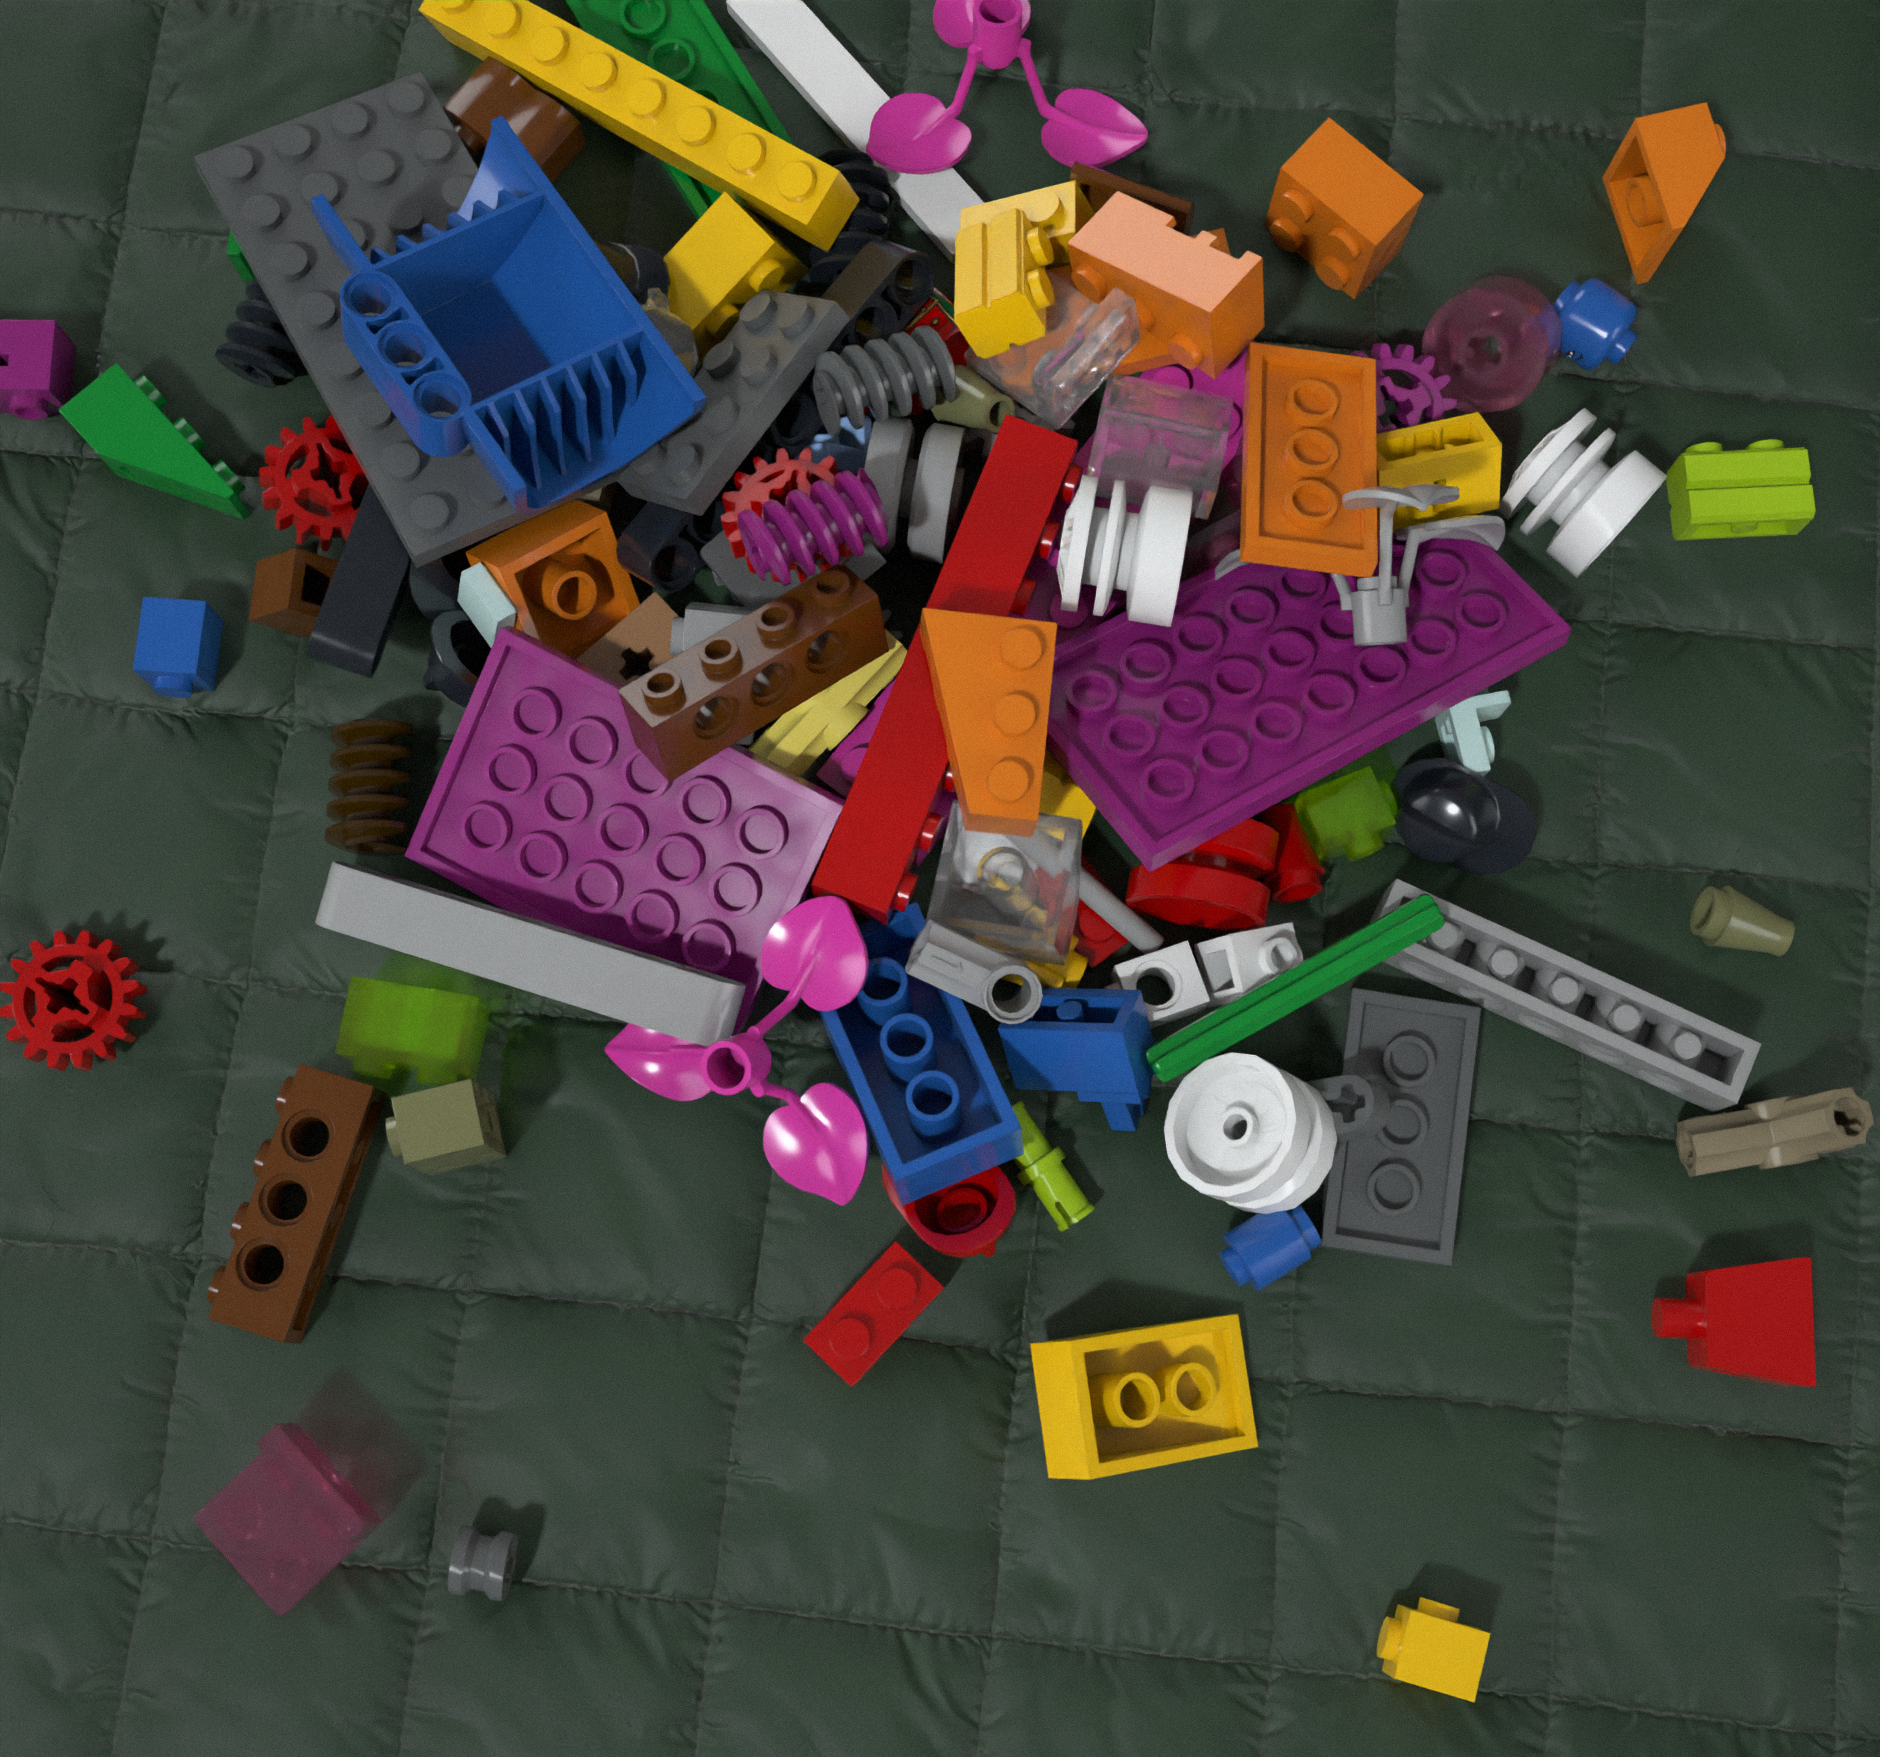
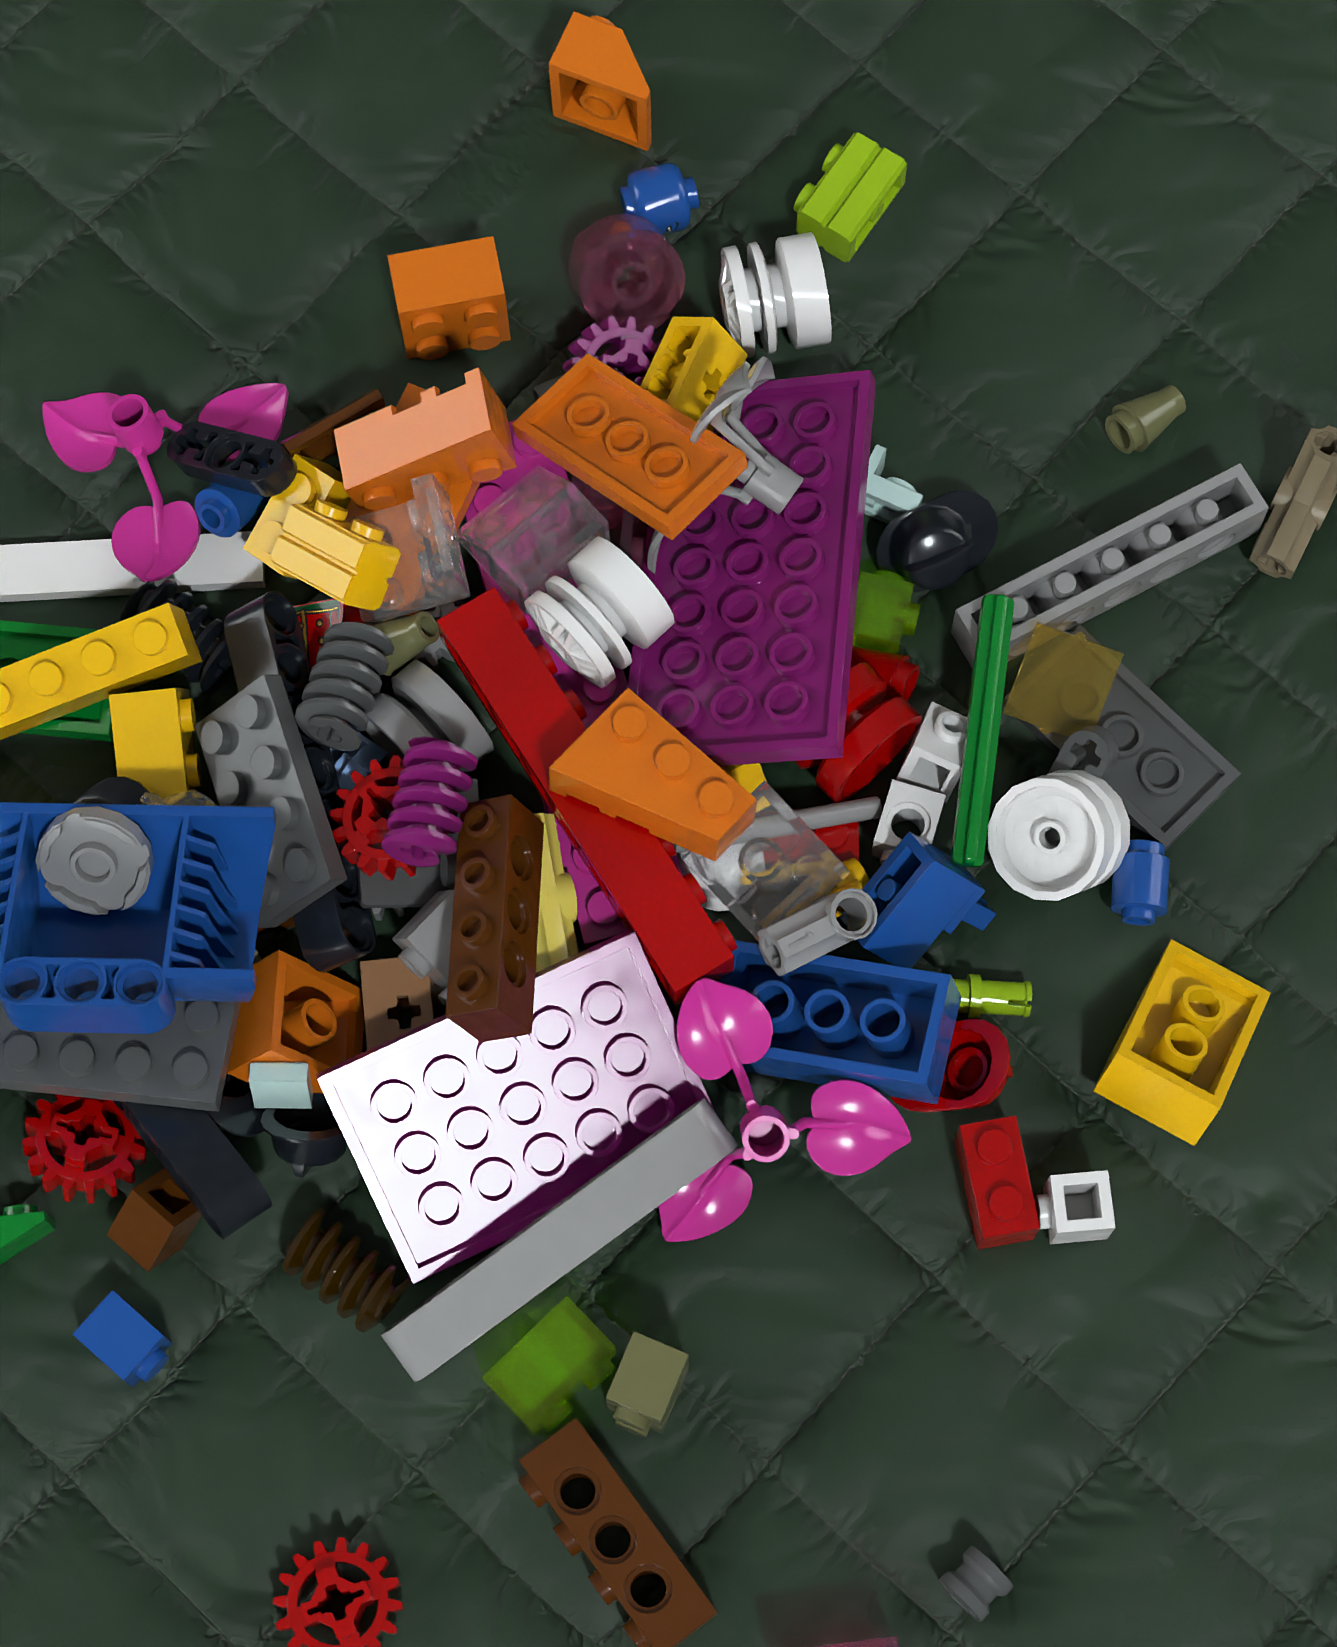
camera: 50 degrees left, 5 degrees down
(551, 286) = (95, 860): none -> light grey tile
(900, 1406) = (1076, 1207): none -> white brick
(1002, 168) = (227, 509): none -> blue brick
(1031, 134) = (242, 474): none -> black beam
(1406, 1029) = (1062, 681): none -> clear yellow piece

